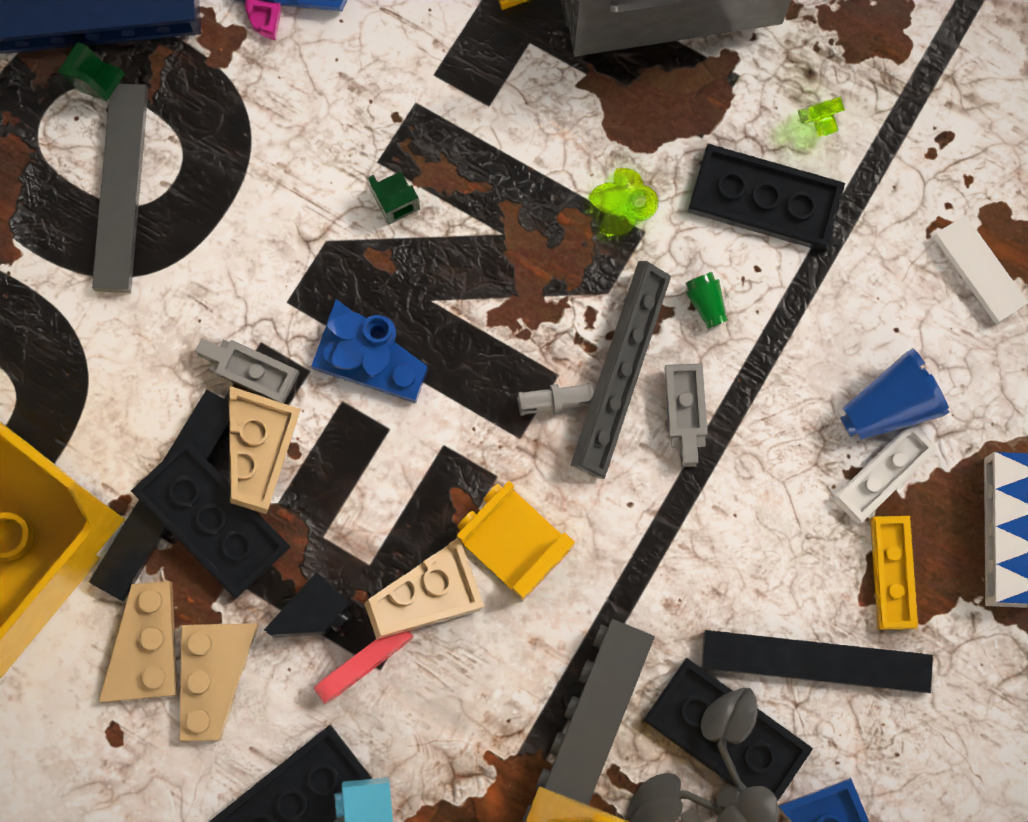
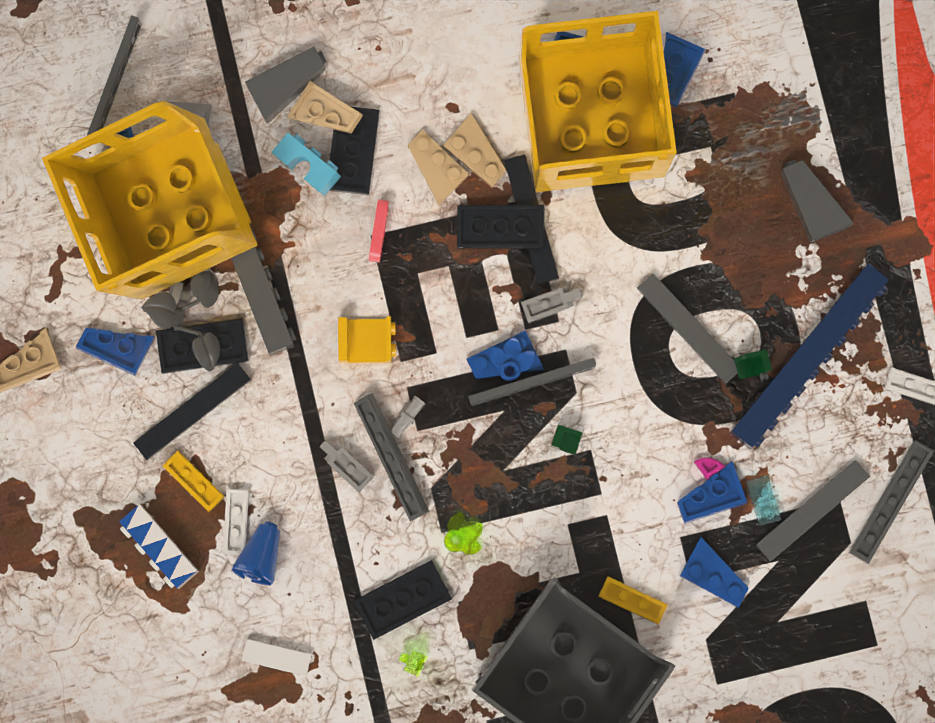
camera: 135 degrees right, 5 degrees up
(257, 446) = (511, 274): tan wing -> none
(312, 611) = (419, 230): black slope -> none
(365, 296) = (532, 382): none -> dark grey tile
(427, 594) = (379, 281): tan wing -> none
(707, 299) = (384, 525): green cone -> none

